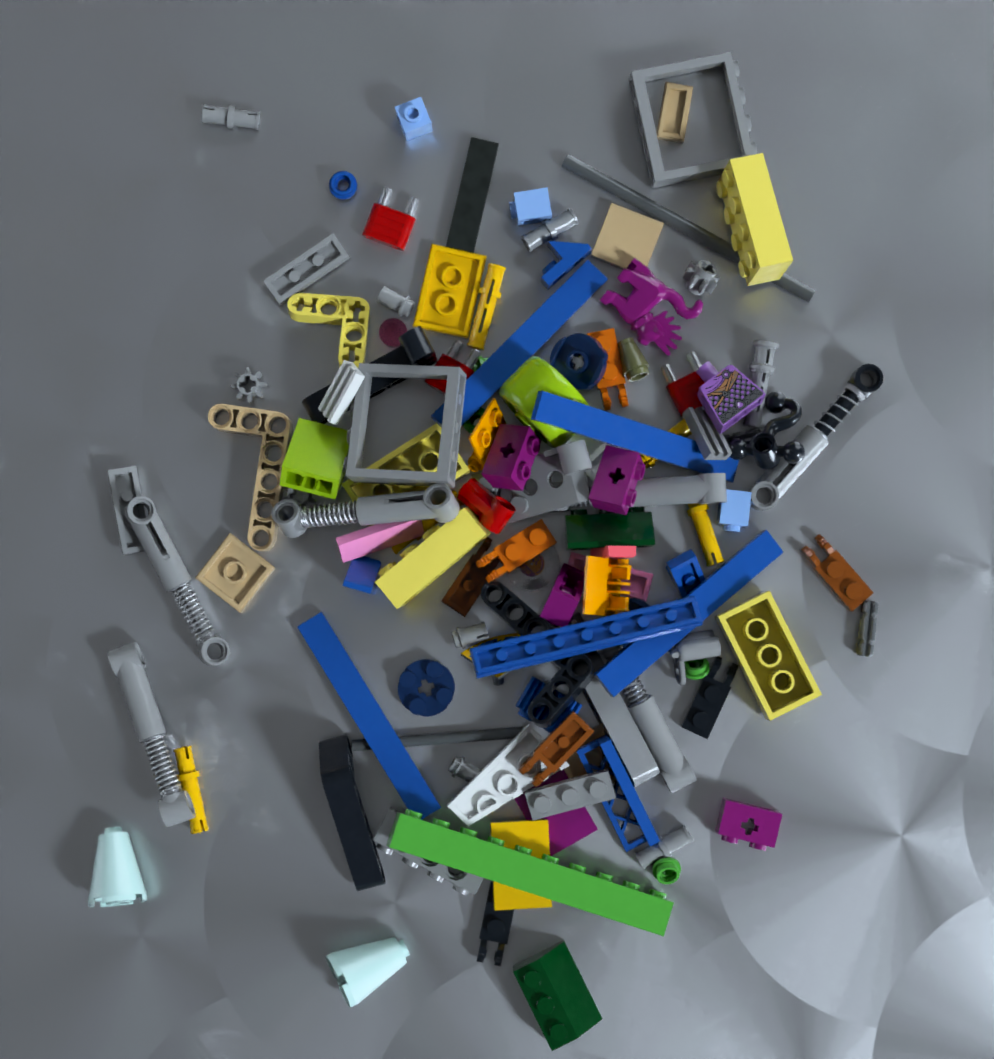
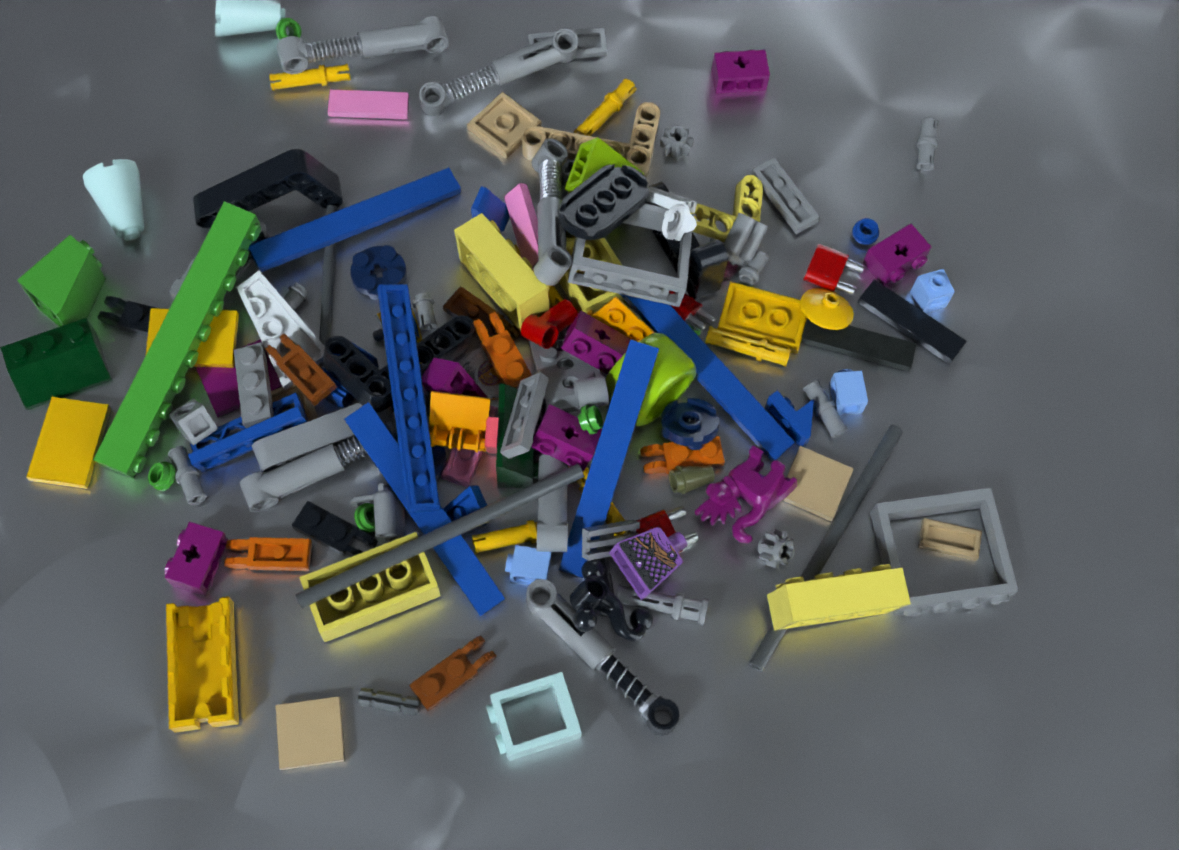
camera: 85 degrees right, 20 degrees down
(132, 821) = (293, 27): none -> bright green plate
(160, 332) = (740, 71): none -> magenta brick
(201, 456) = (612, 103): none -> yellow pin
(220, 722) = (368, 104): none -> bright pink tile
(362, 455) = (603, 202): none -> black tile
(374, 312) = (743, 239): none -> light grey piece
(378, 168) = (897, 255): none -> magenta brick
(379, 373) = (684, 222): none -> white piece
(444, 141) = (912, 321): none -> black tile
(445, 234) = (826, 309): none -> yellow dish
(476, 1001) = (65, 282): none -> bright green slope
(599, 521) = (524, 415): none -> light grey plate
(604, 456) = (590, 419): none -> bright green plate
(613, 848) = (193, 421): none -> light grey brick
(636, 968) = (69, 442): none -> yellow tile
(723, 591) = (439, 536): none -> dark grey piece
(737, 753) = (271, 554): none -> orange hinge
(847, 801) = (201, 665): none -> yellow piece
(875, 529) = (572, 728): none -> light aqua window
(900, 696) = (310, 733): none -> tan tile

